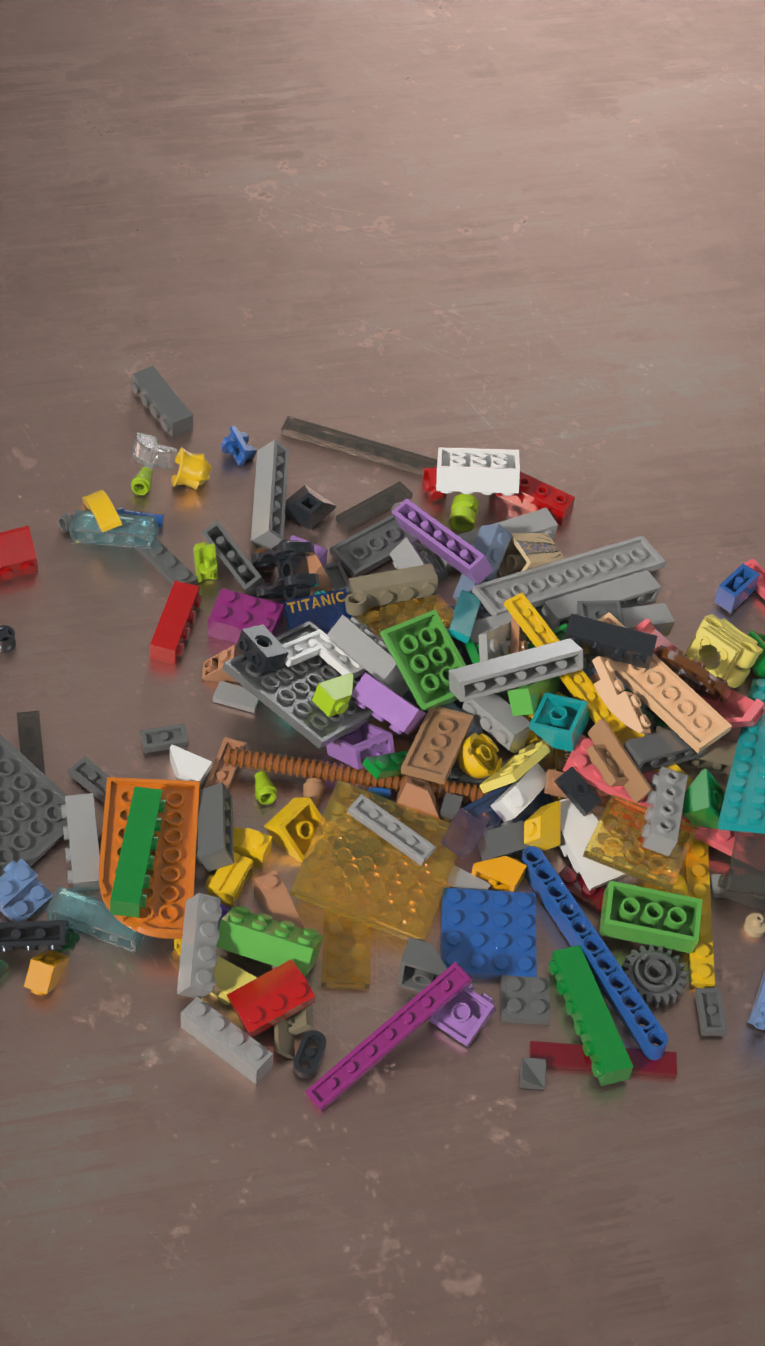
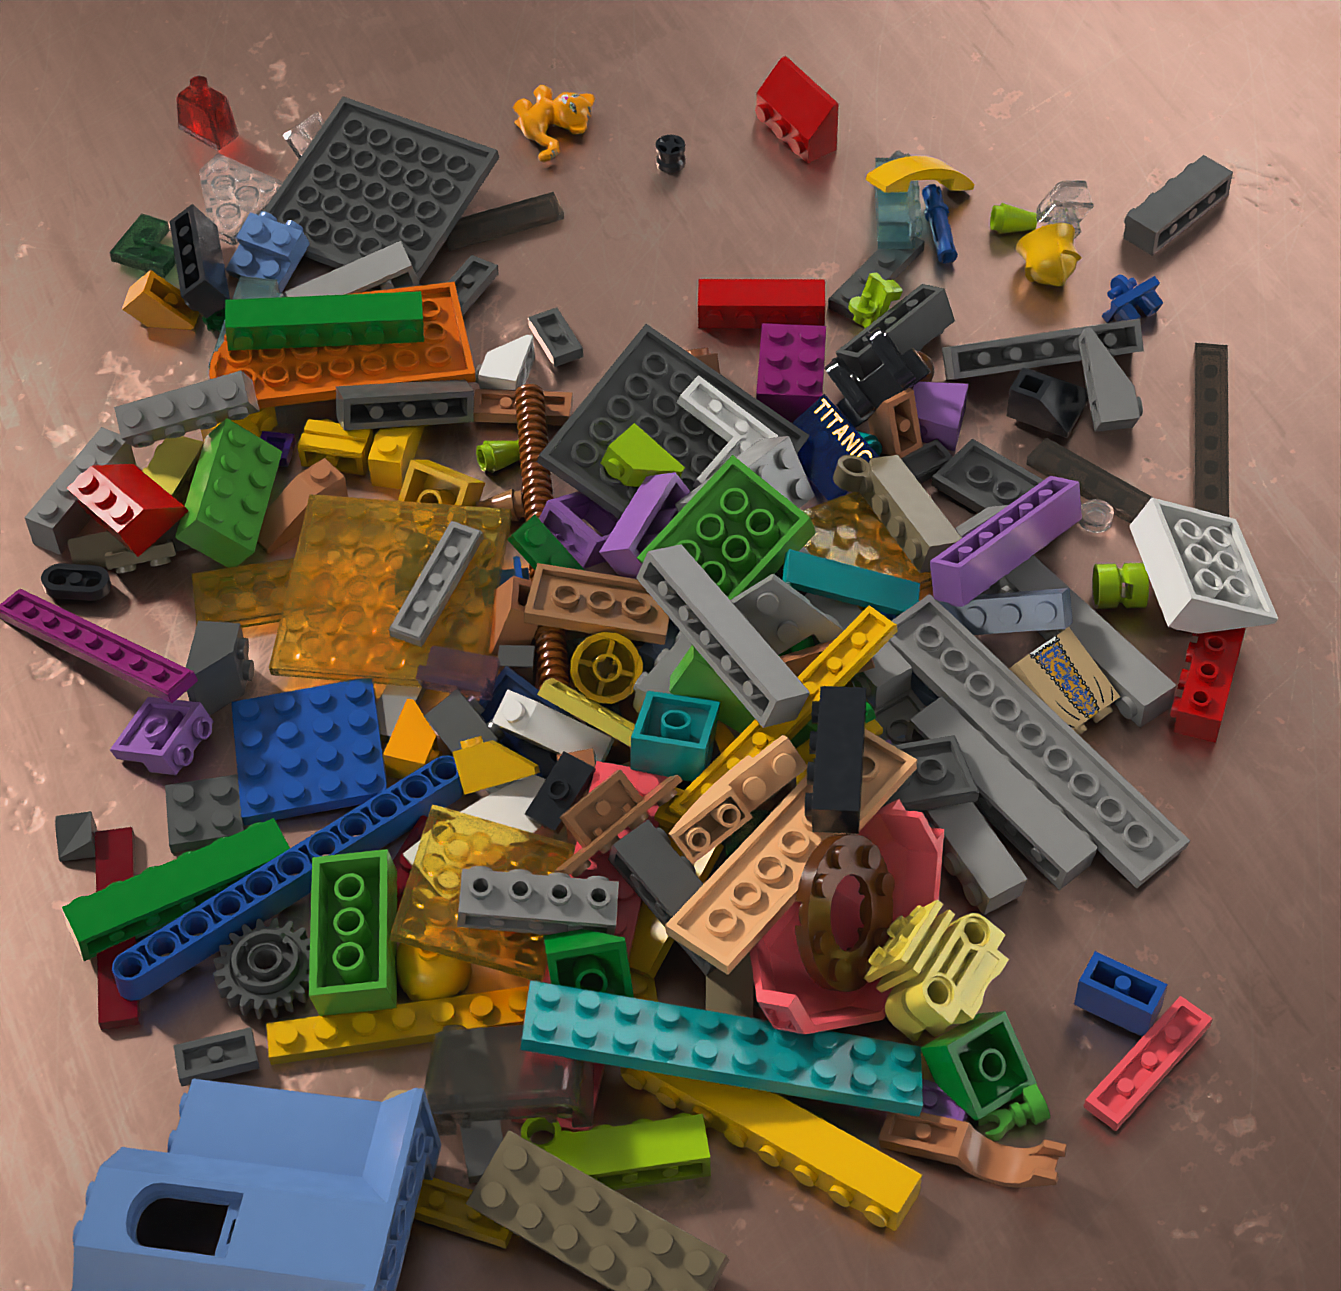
camera: 85 degrees right, 0 degrees up
(262, 649) = (702, 354): black brick -> none
(315, 473) = (1108, 388): none -> light grey slope

